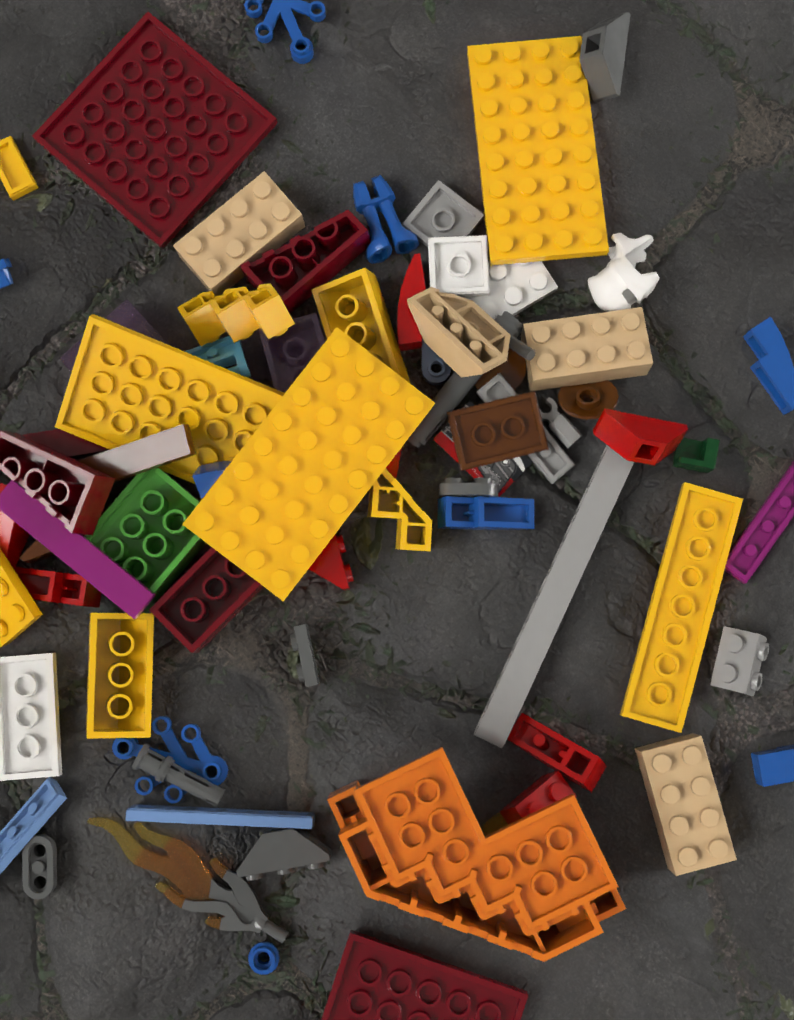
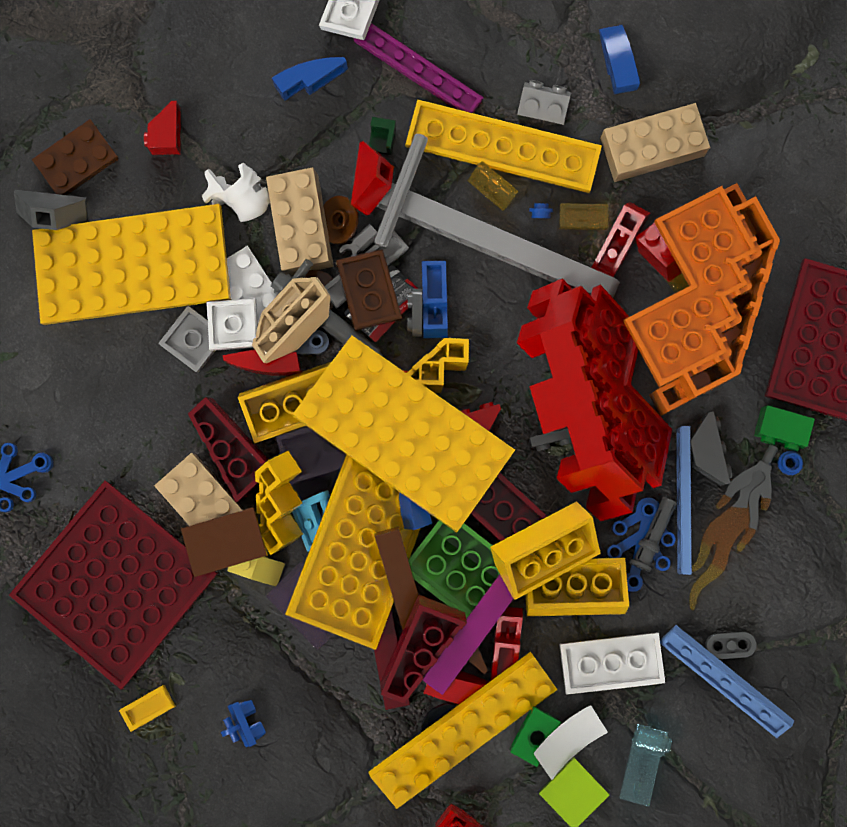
camera: 95 degrees left, 0 degrees up
(158, 636) = (546, 549): none -> yellow slope
(166, 290) = (261, 570): none -> light yellow slope
(190, 249) = (224, 542): none -> reddish brown tile
(308, 952) = (784, 427): none -> green brick
(313, 723) = (592, 365): none -> red brick
(380, 247) = (170, 388): blue piece -> none
(588, 706) = (583, 216): none -> clear yellow plate
(596, 651) = (541, 211): none -> blue plate
(623, 473) = (401, 190): none -> light grey axle
(629, 591) = (492, 186): none -> clear yellow plate
(669, 86) = (75, 158): none -> reddish brown plate
(703, 190) = (165, 131): none -> red slope

